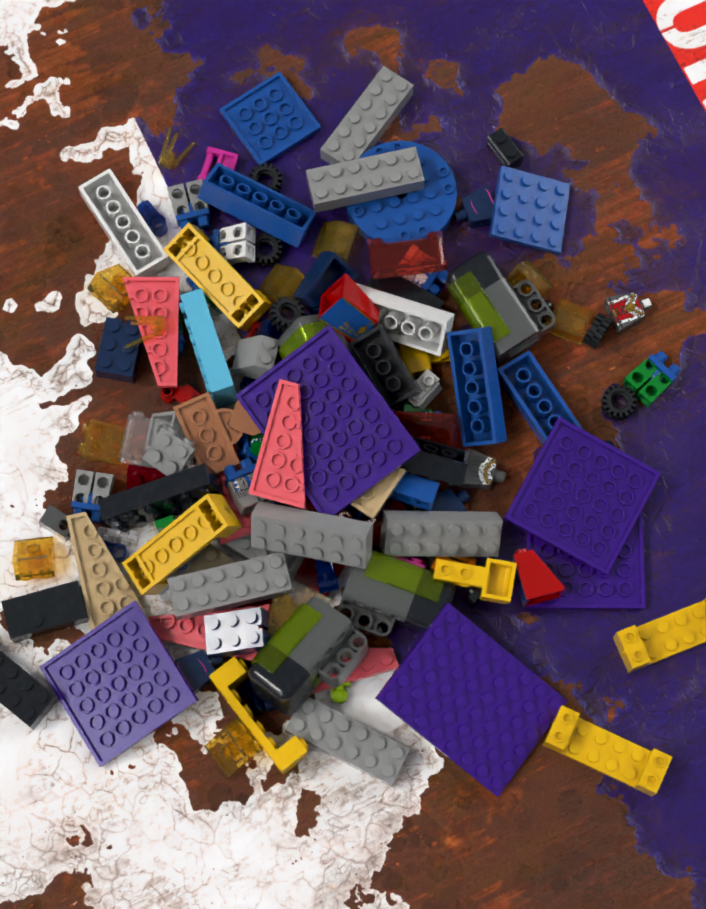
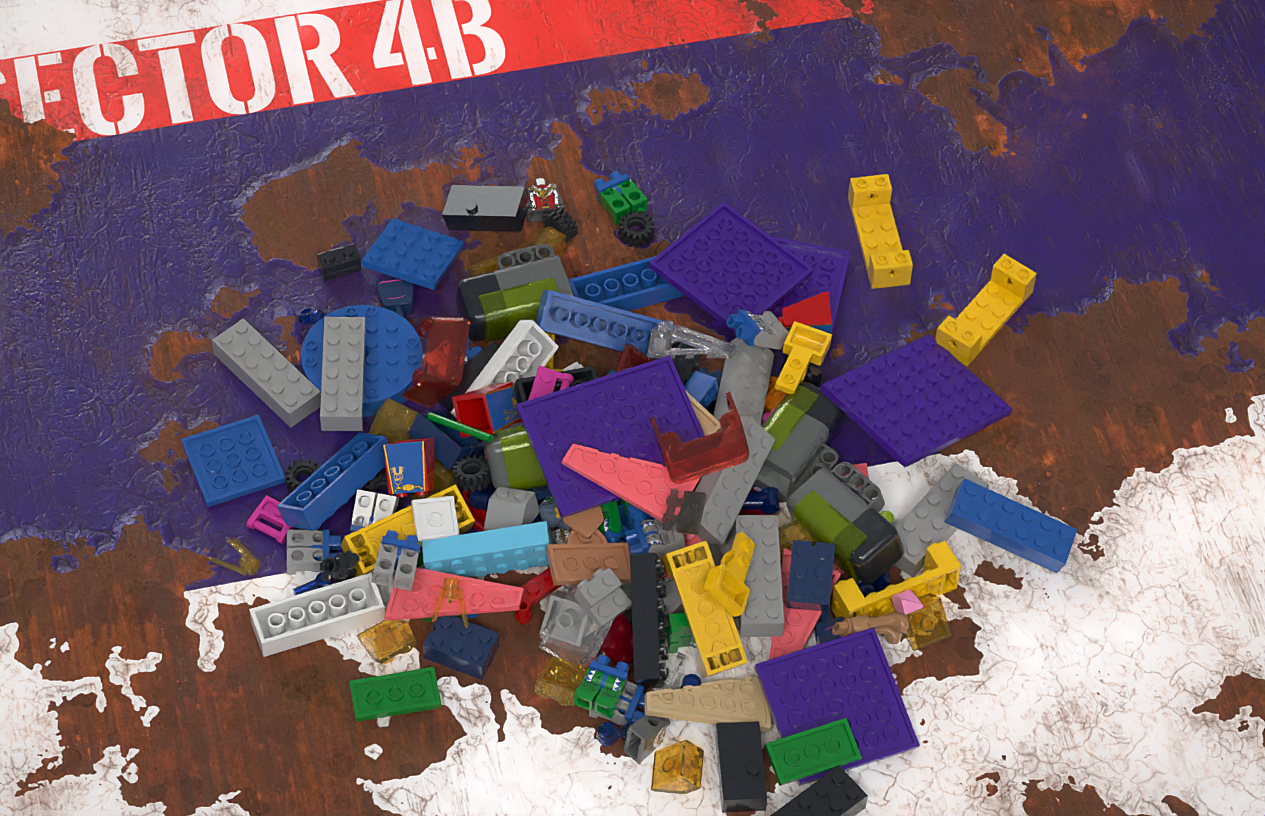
camera: 80 degrees left, 20 degrees down
(63, 308) = (395, 694): none -> green plate
(63, 506) = (614, 733): none -> clear blue plate
(64, 670) = (812, 751): none -> green plate
(91, 474) = (602, 686): none -> green hips
(163, 227) = (339, 567): none -> black animal
(172, 271) = (398, 553): none -> light grey hips
(188, 558) = (727, 580): none -> yellow plate
(200, 690) = (889, 624): none -> medium nougat piece
(224, 293) = (435, 518): none -> white plate
(232, 726) = (906, 602): none -> bright pink slope
(256, 506) = (690, 513): none -> clear smoke plate
(281, 259) = (410, 466): none -> slope
(323, 290) = (460, 427): none -> green bar
(324, 524) = (704, 454): none -> clear red windscreen
(346, 813) = (1010, 525): none -> blue brick
(378, 351) = (545, 382): none -> dark pink plate
(438, 140) = (310, 315): none -> clear blue plate
(460, 442) = (666, 333): none -> clear windscreen
(502, 531) = (758, 329): none -> hips
(596, 260) = (486, 208): none -> brick

